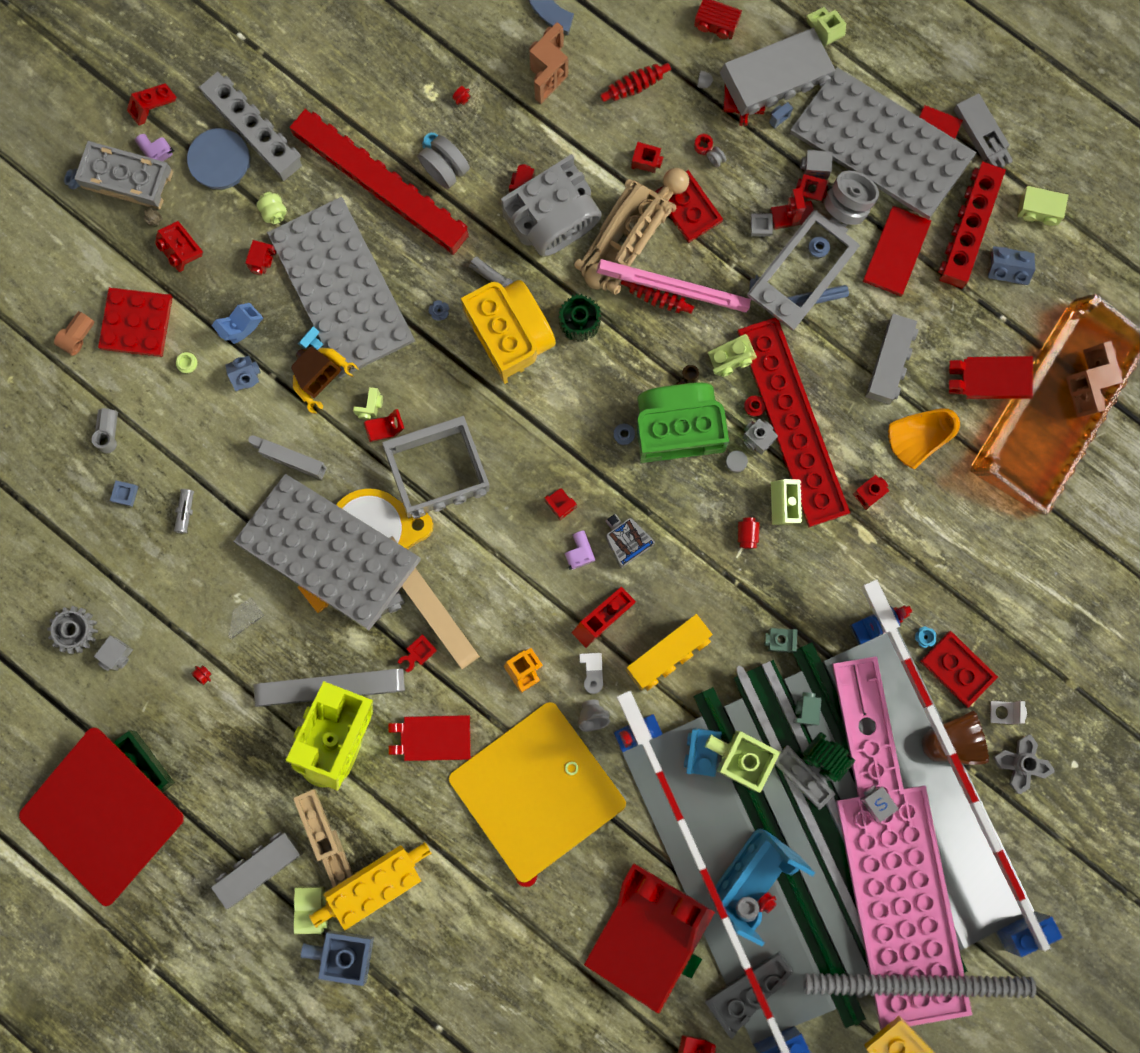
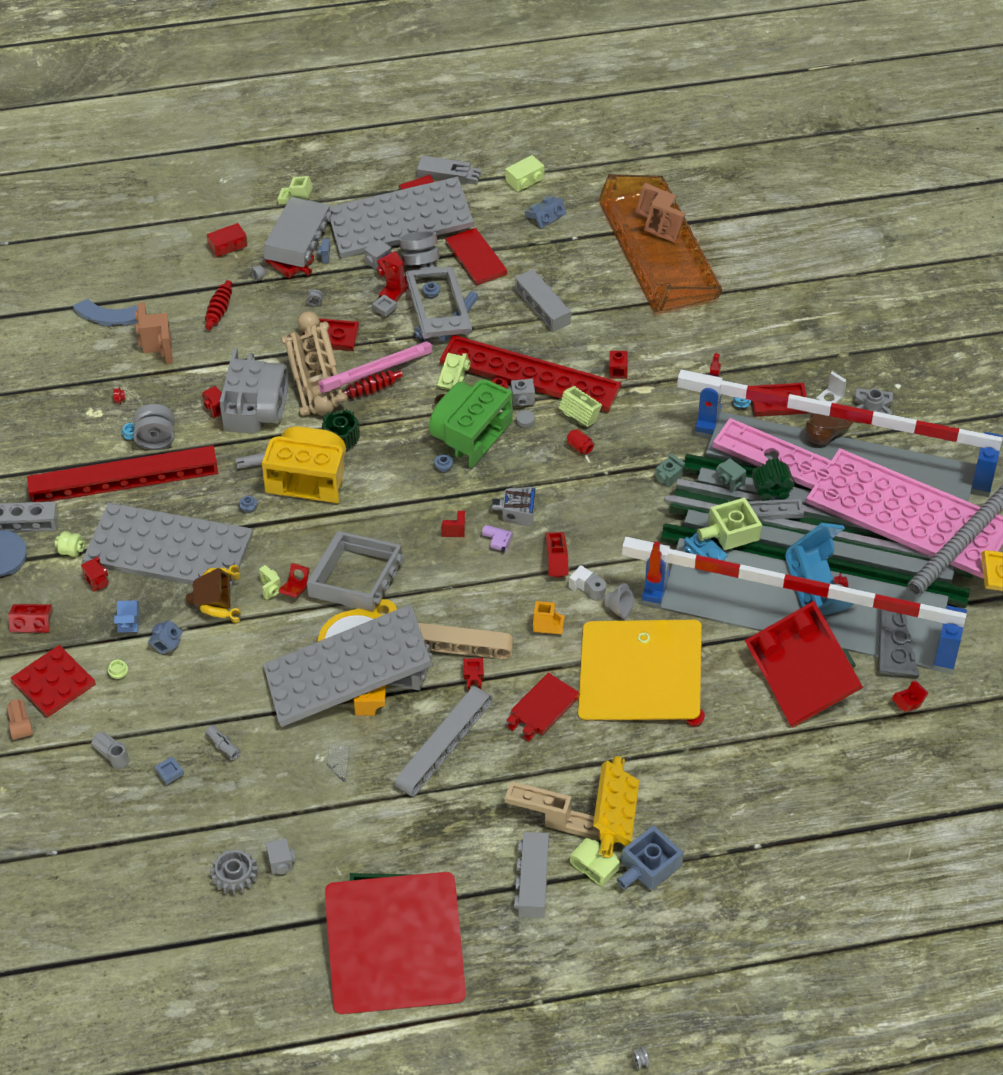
camera: 50 degrees left, 30 degrees down
(201, 674) = (353, 813): red plate -> none
(288, 457) = (254, 651): light grey hinge -> none
(309, 339) = (184, 584): medium azure tile -> none
(330, 736) = (484, 751): neon yellow brick -> none
(643, 152) = (274, 330): red brick -> none
(668, 652) = (618, 526): yellow brick -> none
(706, 138) = (298, 296): red bush -> none
(879, 803) = (828, 473): light grey brick -> none
(922, 434) = (607, 316): light orange hair -> none
(991, 177) = (500, 211): red brick -> none
(993, 377) = (607, 260): red tile -> none

